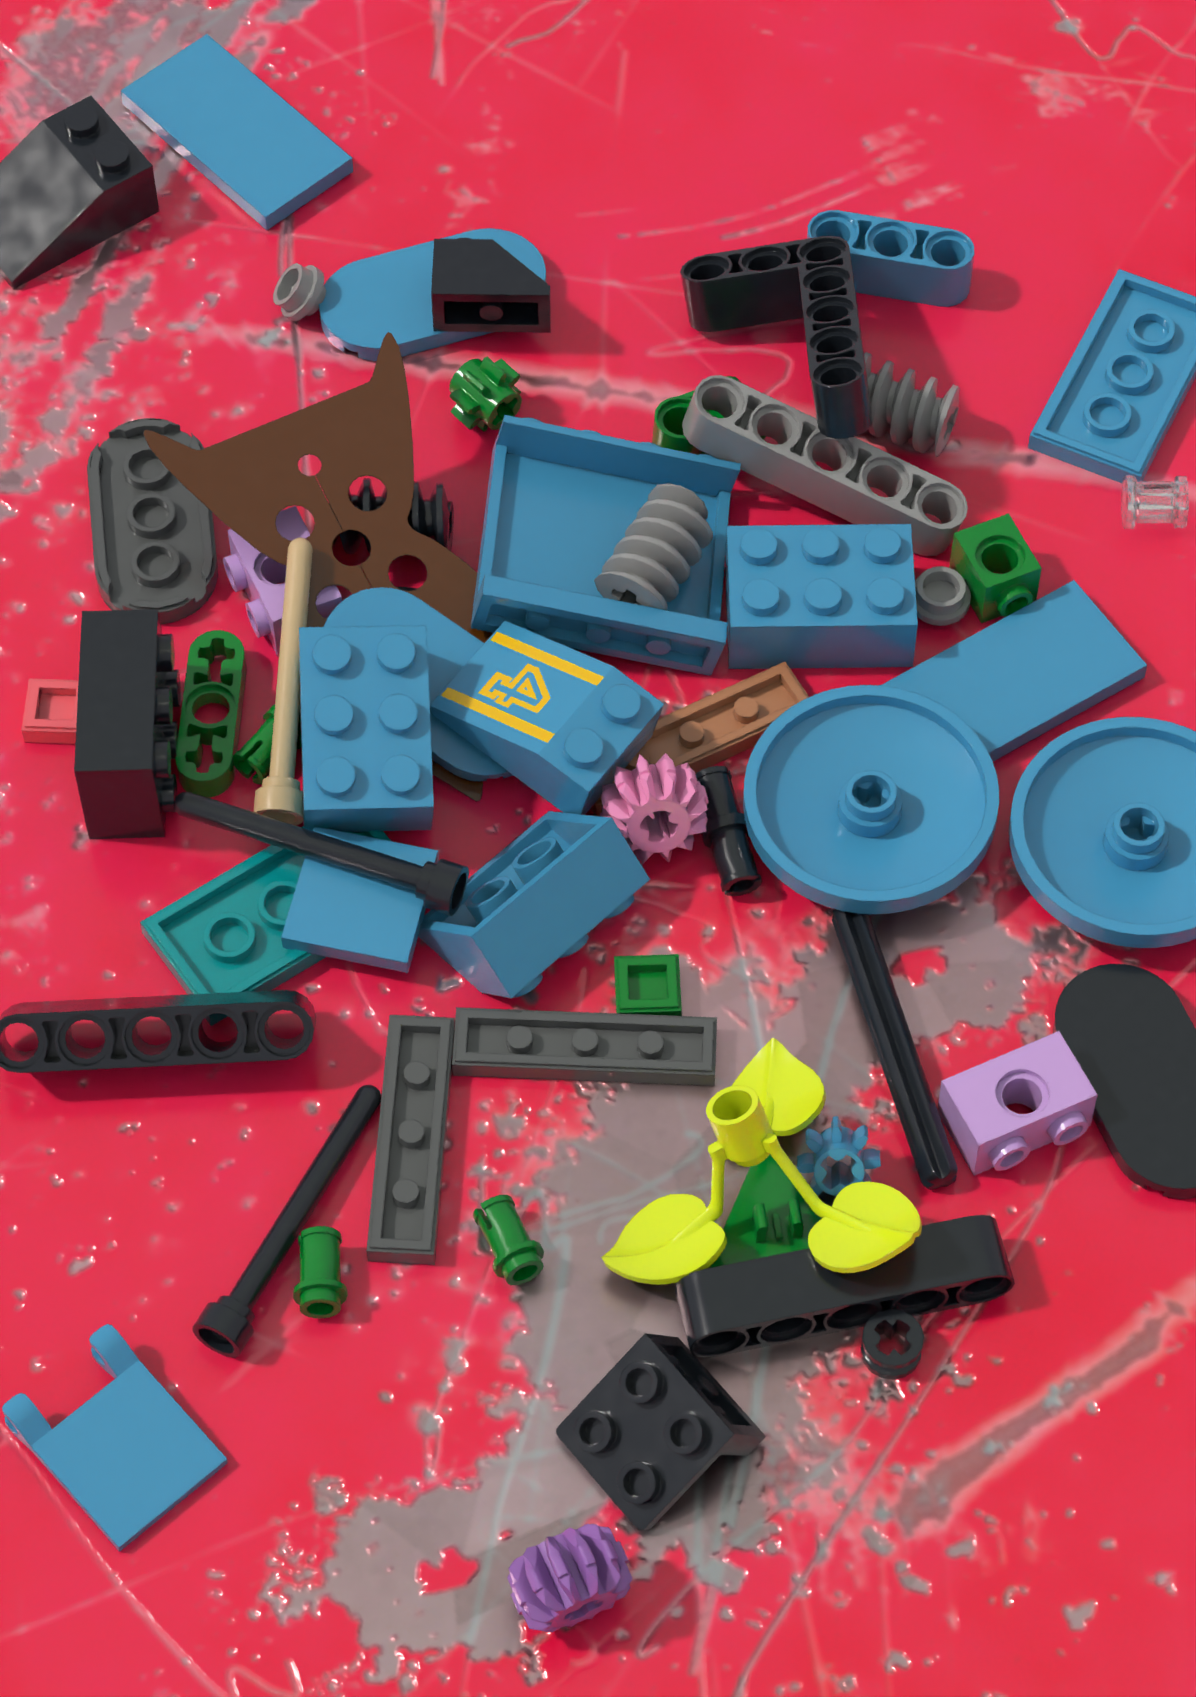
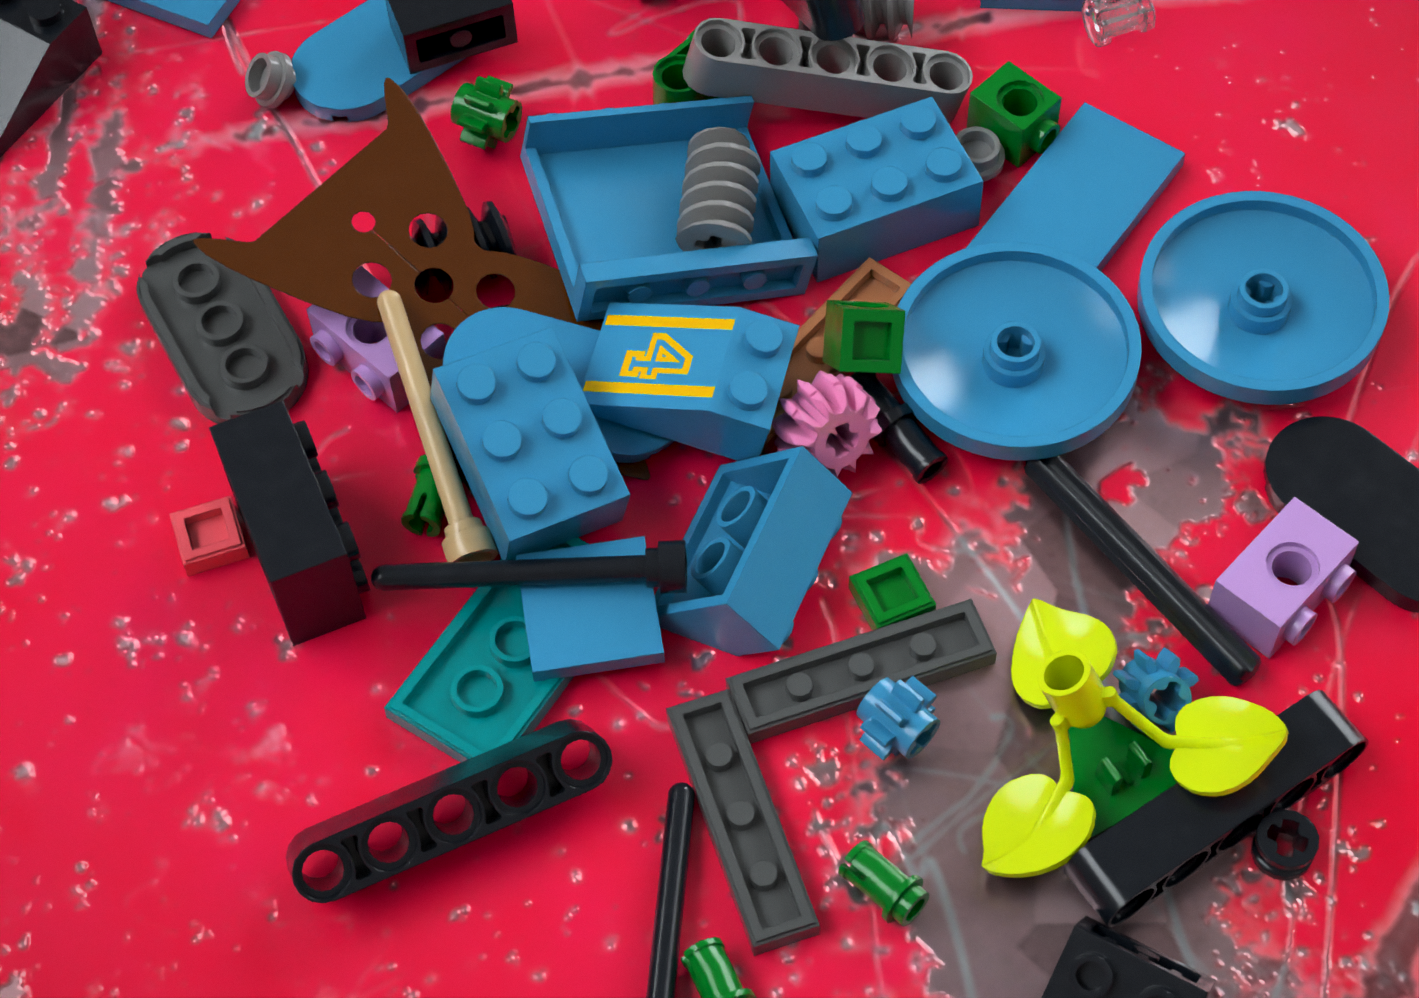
camera: 20 degrees left, 0 degrees up
(201, 690) = (366, 462): green beam -> none
(590, 1099) = (898, 718): none -> dark azure gear
(726, 735) = (863, 336): none -> green brick

